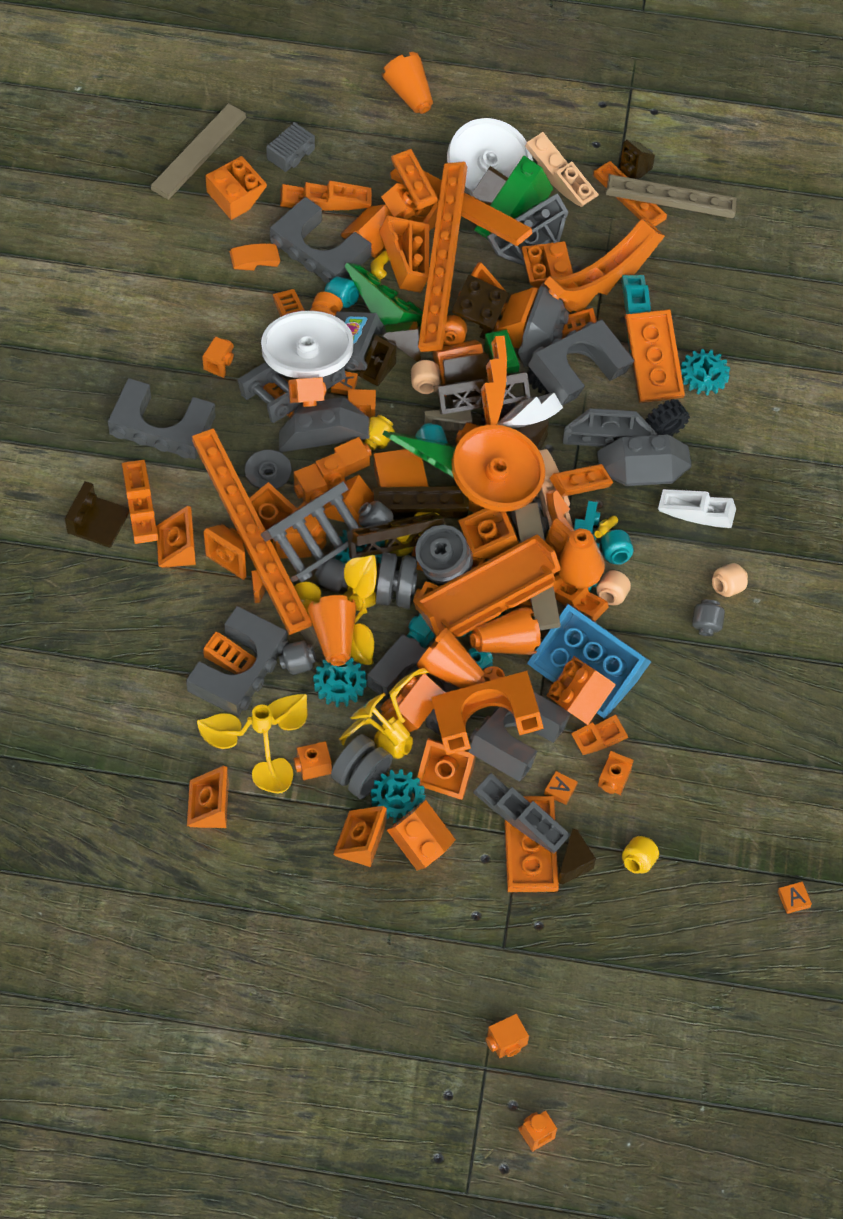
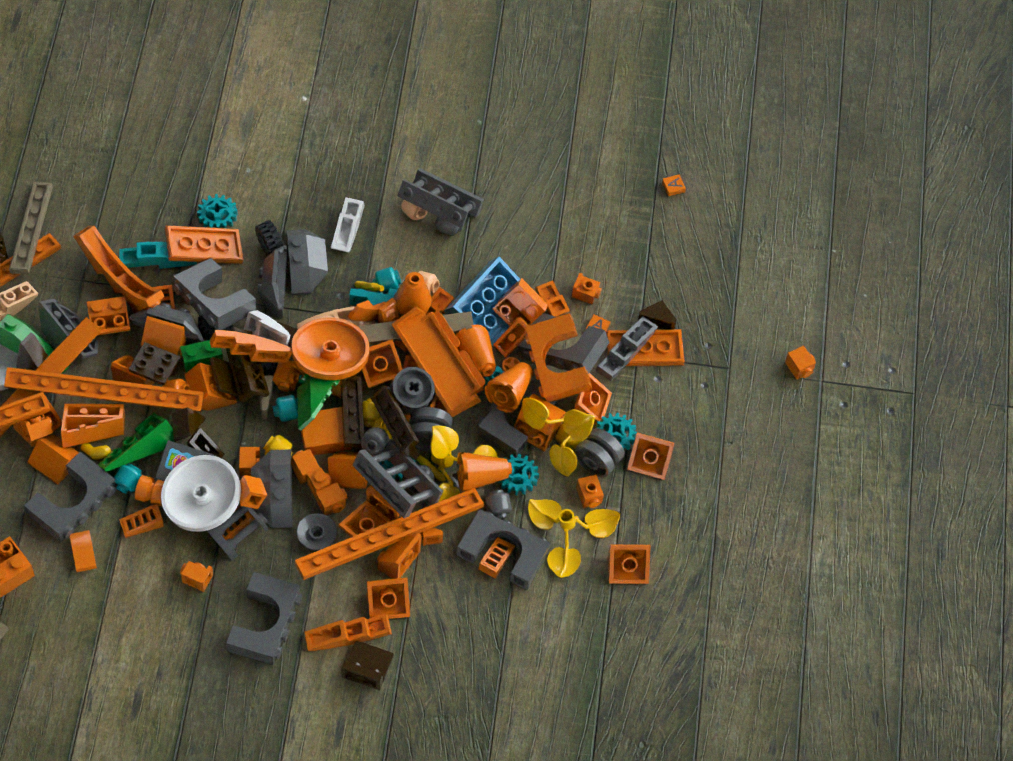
camera: 95 degrees left, 0 degrees up
(330, 197) = (16, 494): orange slope -> none
(420, 631) = (468, 418): teal brick -> none
(421, 835) = (652, 414): orange slope -> none
(424, 376) = (221, 412): light nougat head -> none
(538, 1130) = (867, 344): orange brick -> none
(540, 680) = (511, 337): none -> orange slope
(581, 480) = (329, 299): orange tile -> none
(640, 854) = (651, 275): yellow head -> none
(759, 606) = (440, 197): none -> dark grey fence

